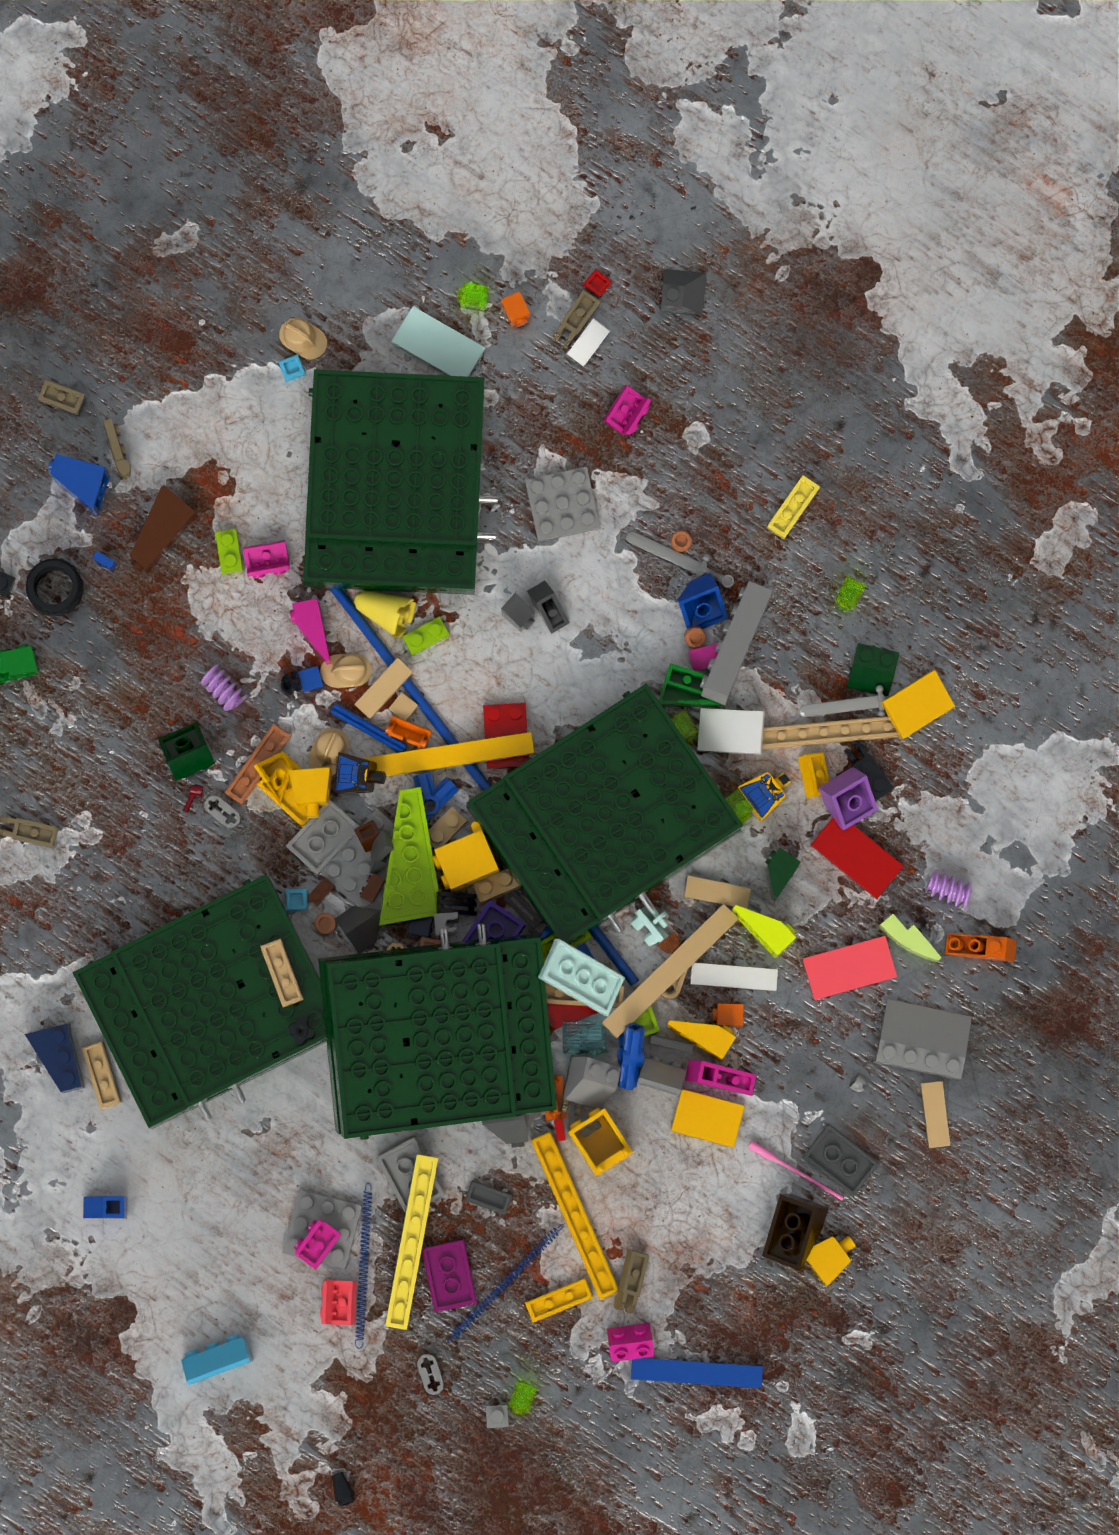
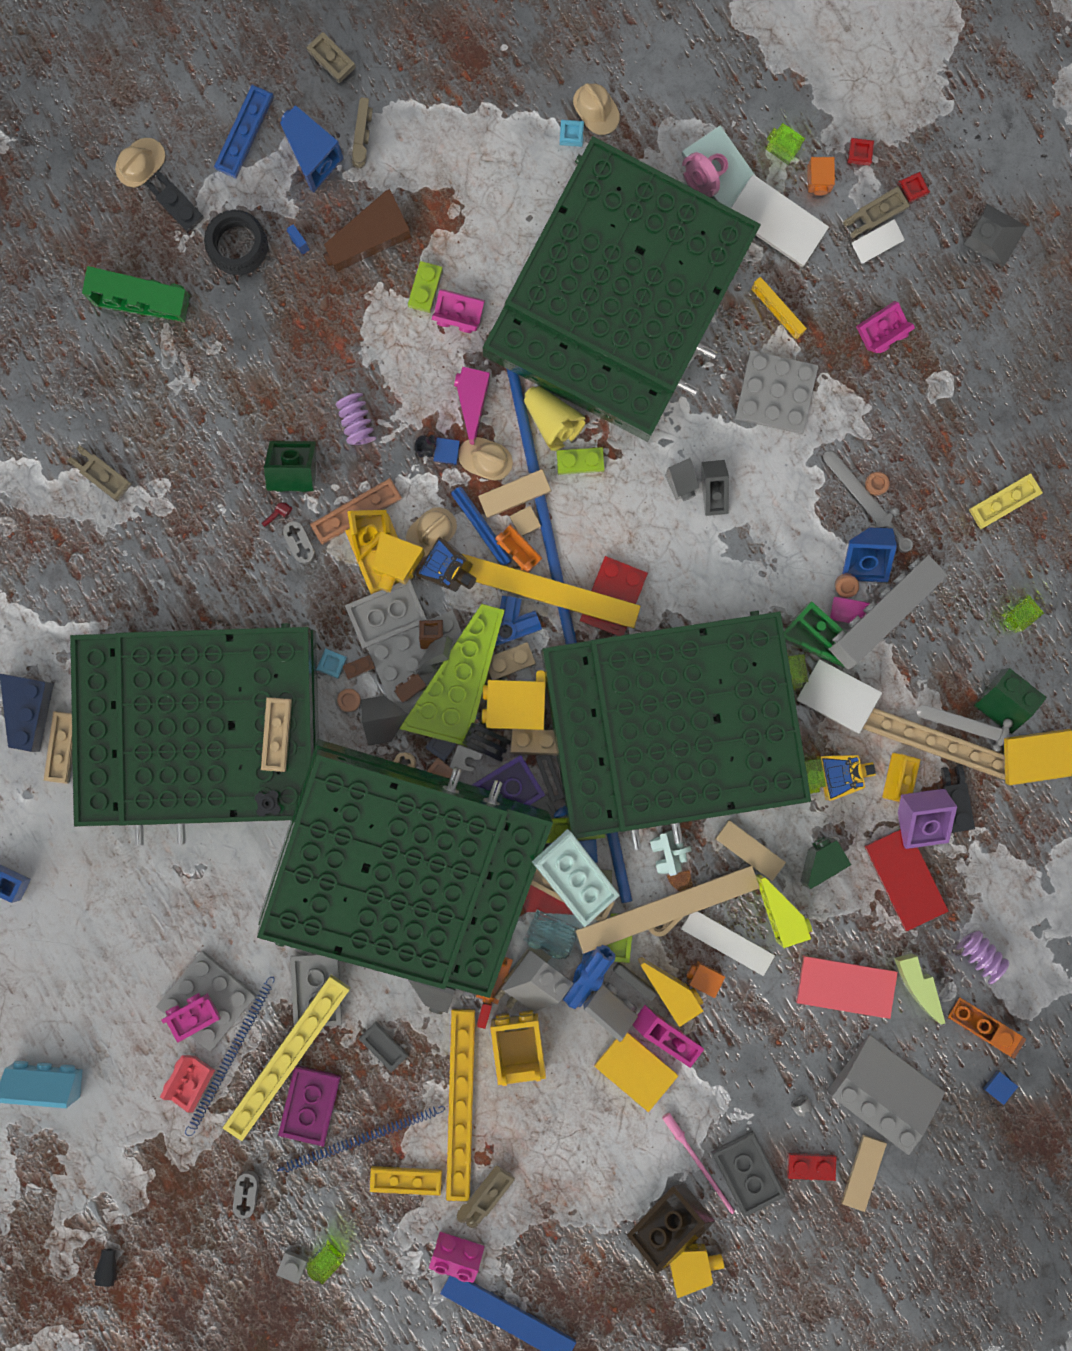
camera: 25 degrees right, 5 degrees up
(16, 491) = (244, 131): none -> blue tile
(417, 355) = (702, 174): none -> bright pink tile
(498, 362) = (782, 221): none -> white tile
(531, 435) = (778, 308): none -> yellow tile
(539, 274) = (860, 151): none -> red tile
(890, 1129) = (811, 1166): none -> red plate
(1015, 991) = (1000, 1087): none -> blue tile

